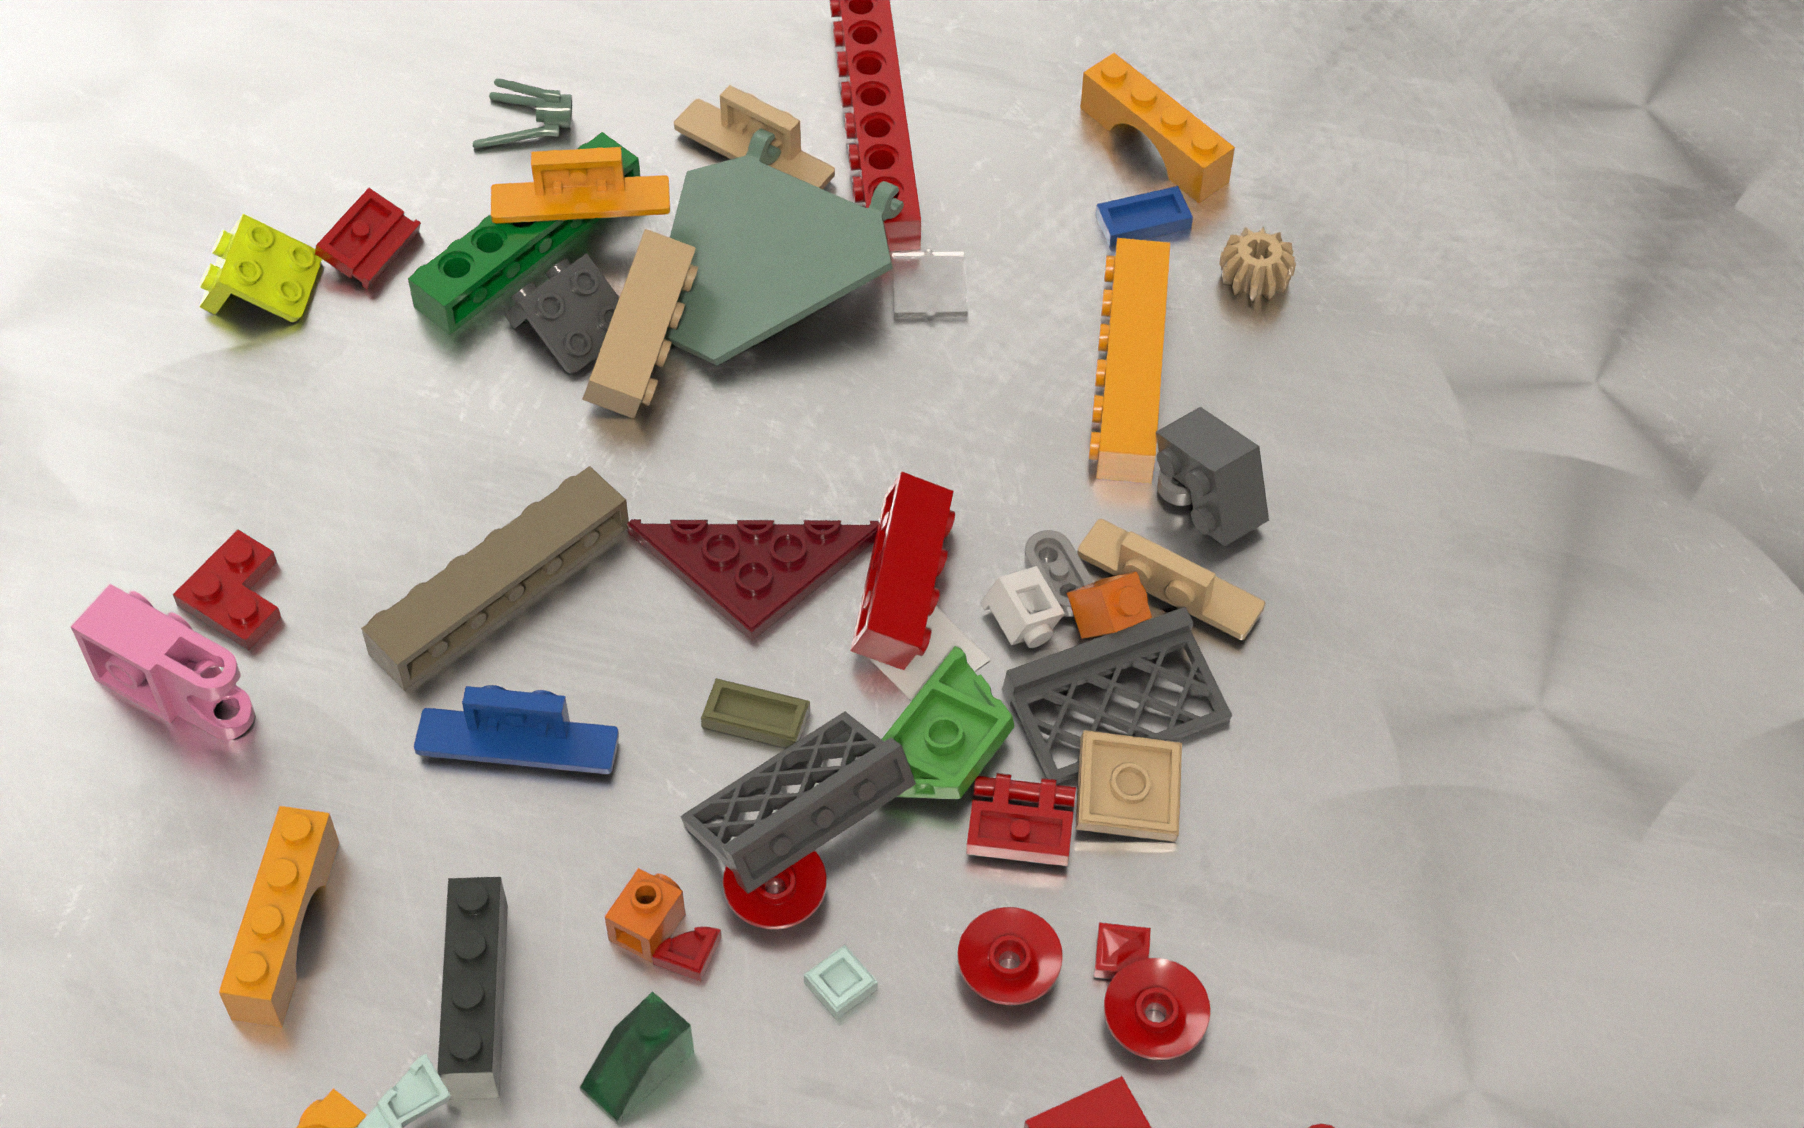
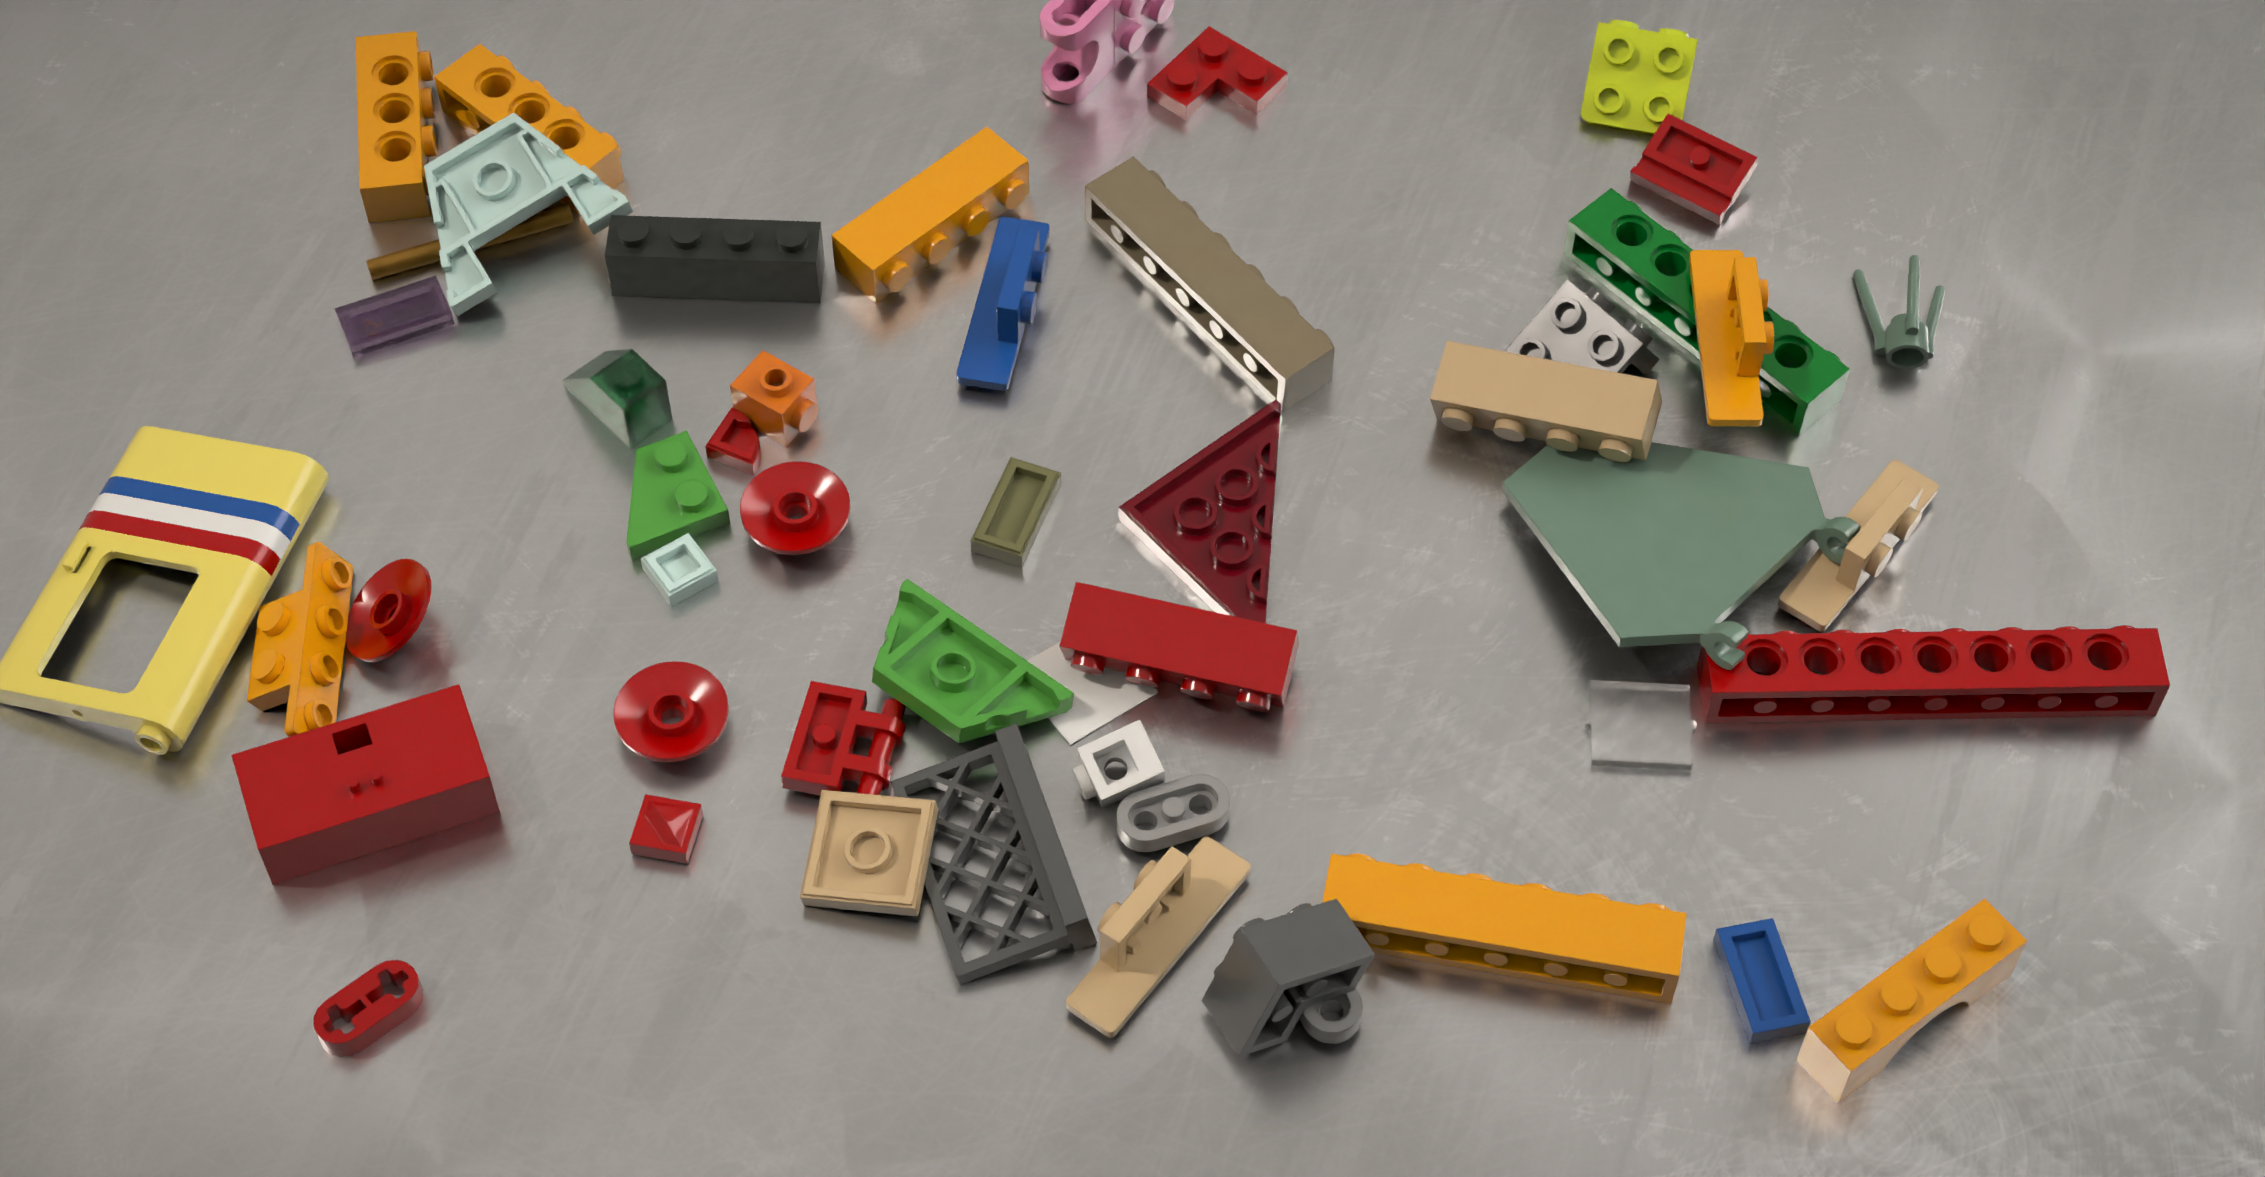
camera: 95 degrees right, 0 degrees up
(264, 955) = (875, 120): light orange arch -> none
(413, 802) = (931, 215): none -> light orange brick
(754, 1000) = (671, 496): none -> bright green wing
(802, 818) = (860, 538): dark grey fence -> none
(1109, 605) = (1101, 842): orange brick -> none
(1161, 987) = (580, 822): red dish -> none
(1257, 263) = (1665, 1099): tan gear -> none

